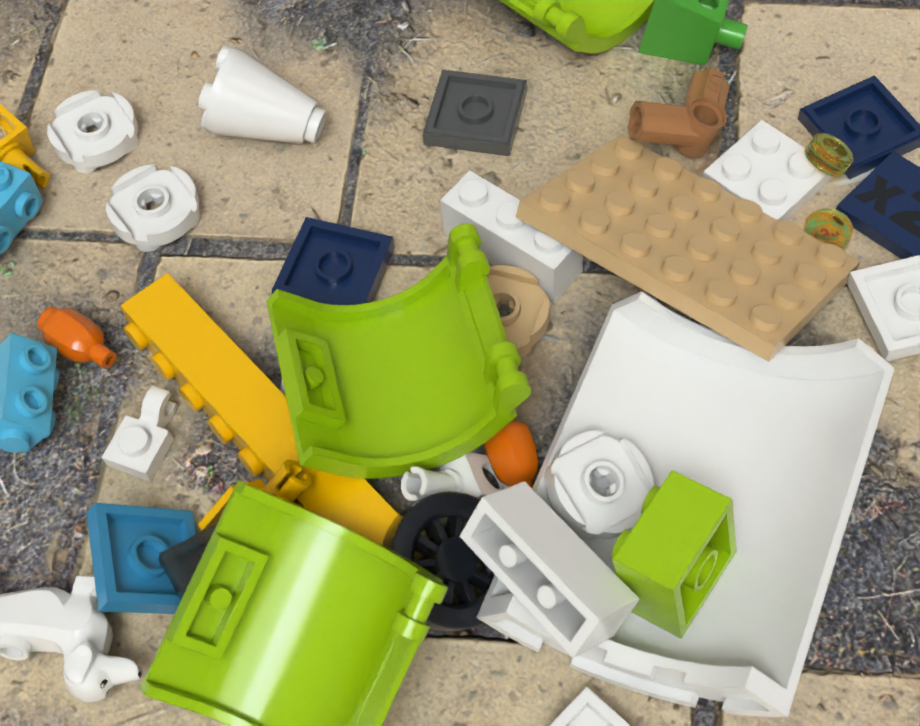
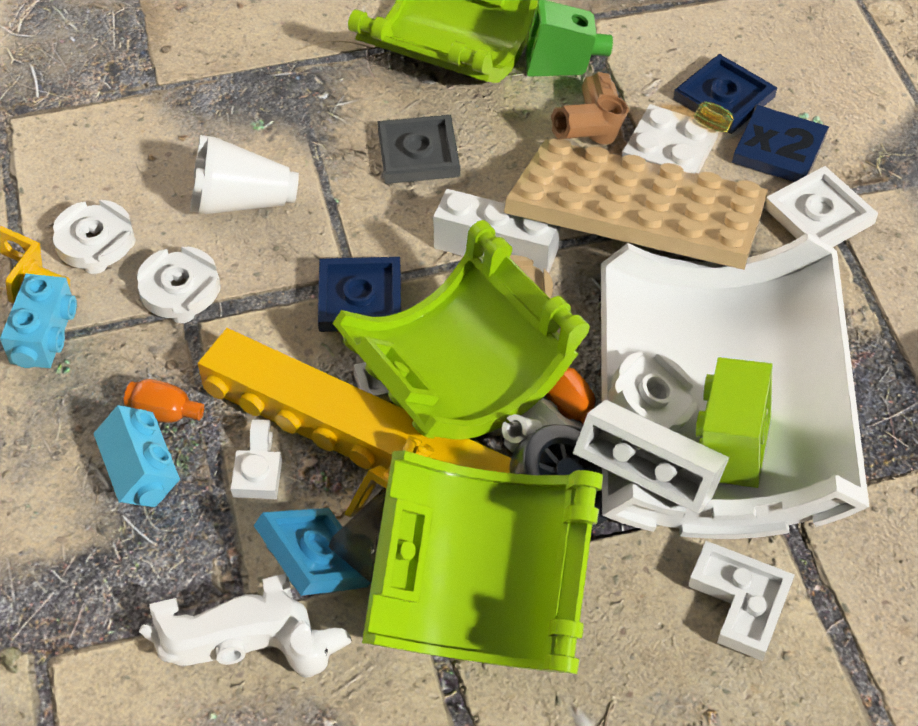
camera: 25 degrees left, 5 degrees down
(829, 227) = (734, 169): clear yellow tile -> none

